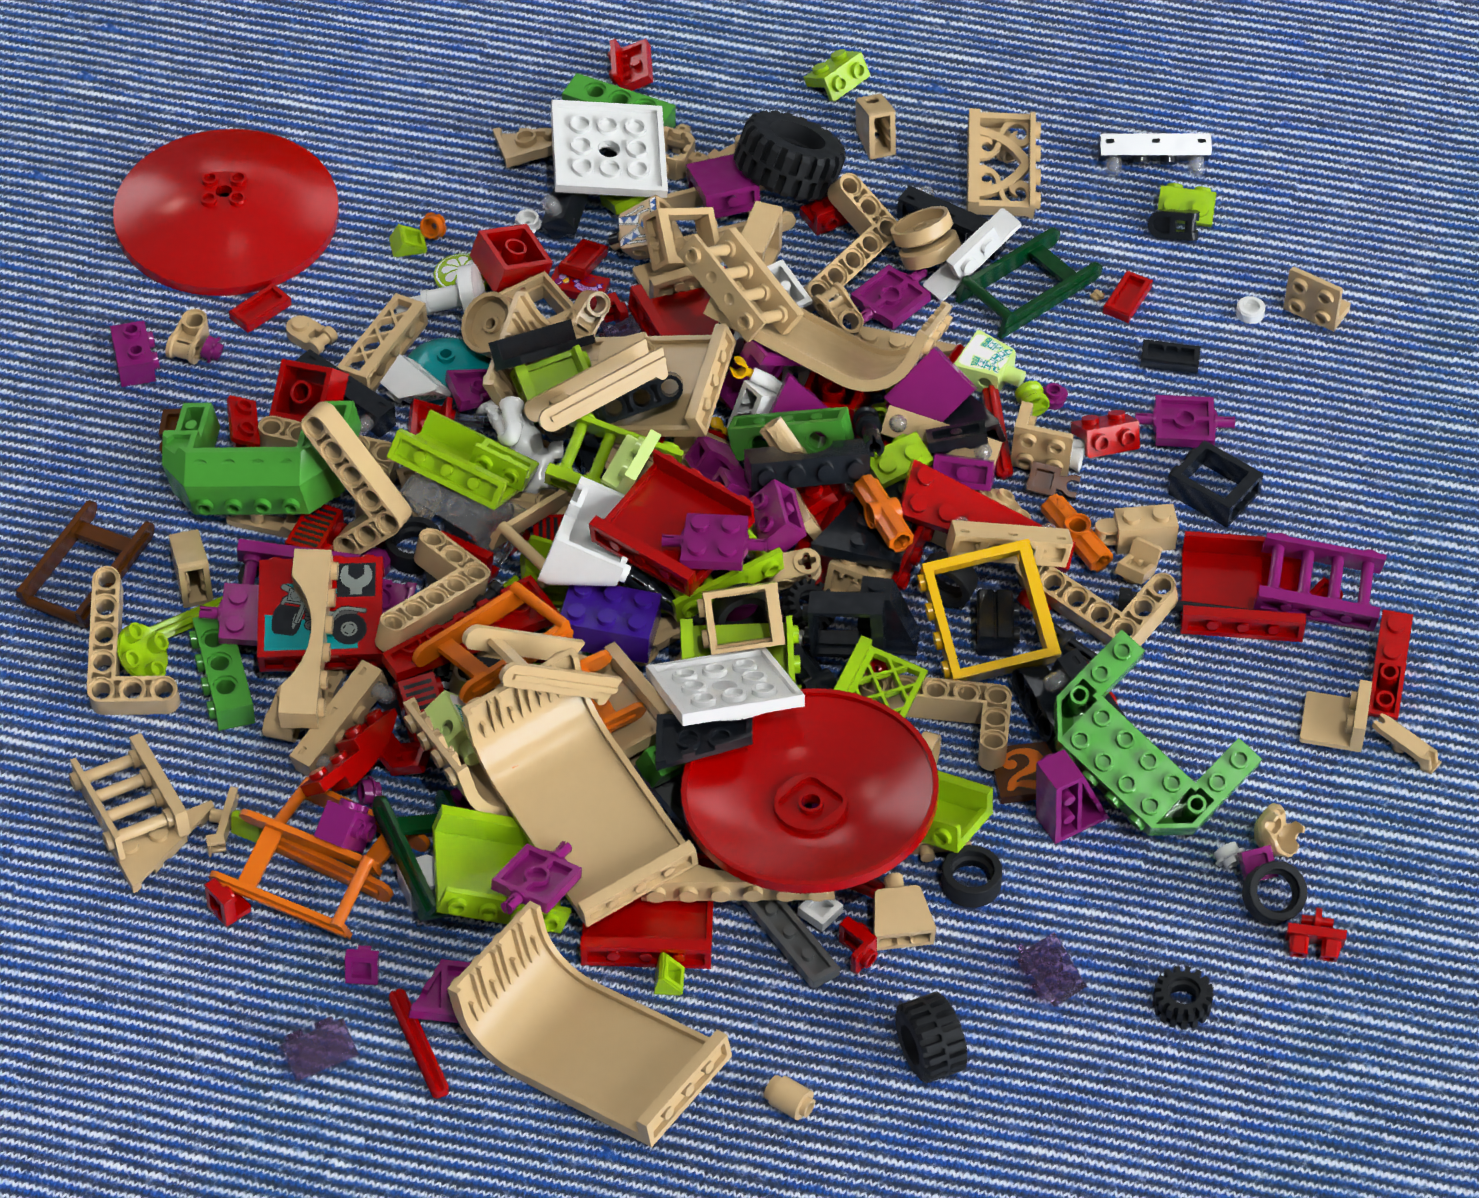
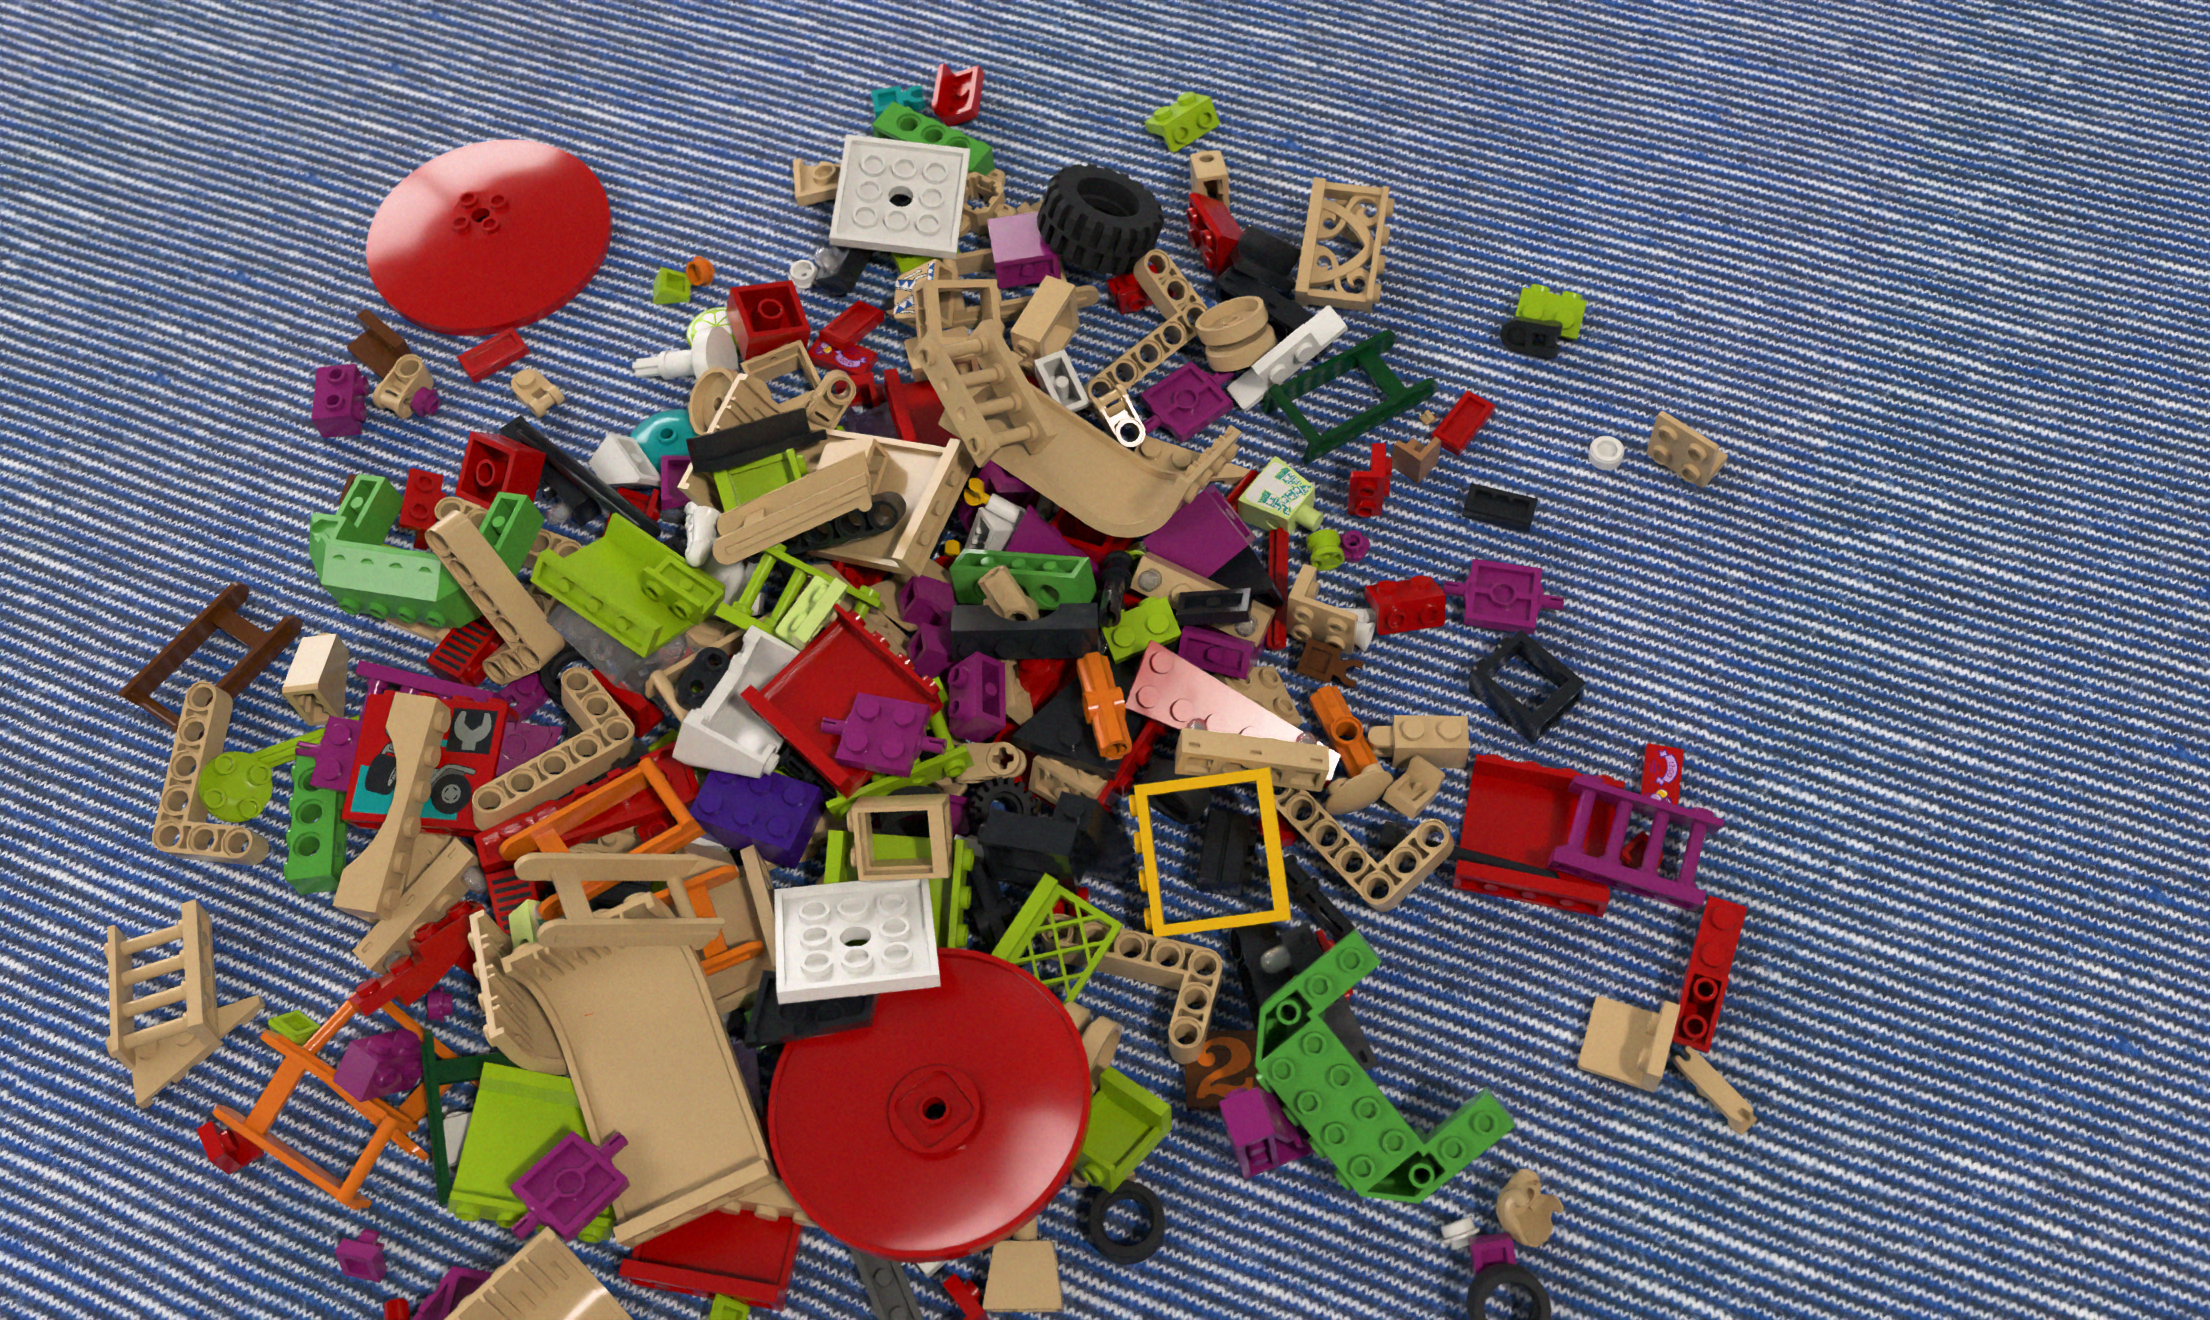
camera: 15 degrees right, 10 degrees up
(155, 306) = (378, 346): none -> reddish brown panel
(217, 842) = (255, 1049): tan piece -> none
(383, 390) = (587, 480): none -> black axle
(397, 341) = (616, 414): tan fence -> none
(542, 525) = (703, 676): none -> black plate
(564, 72) = (884, 97): none -> teal plate
(889, 164) = (1212, 231): none -> red slope
(938, 176) = (1266, 257): none -> black panel
(1062, 344) = (1370, 486): none -> red bracket
(1092, 326) = (1415, 459): none -> medium nougat panel
(1096, 565) = (1358, 792): none -> tan dish
(1161, 147) = (1520, 236): piece -> none
(1332, 531) = (1662, 773): none -> red tile

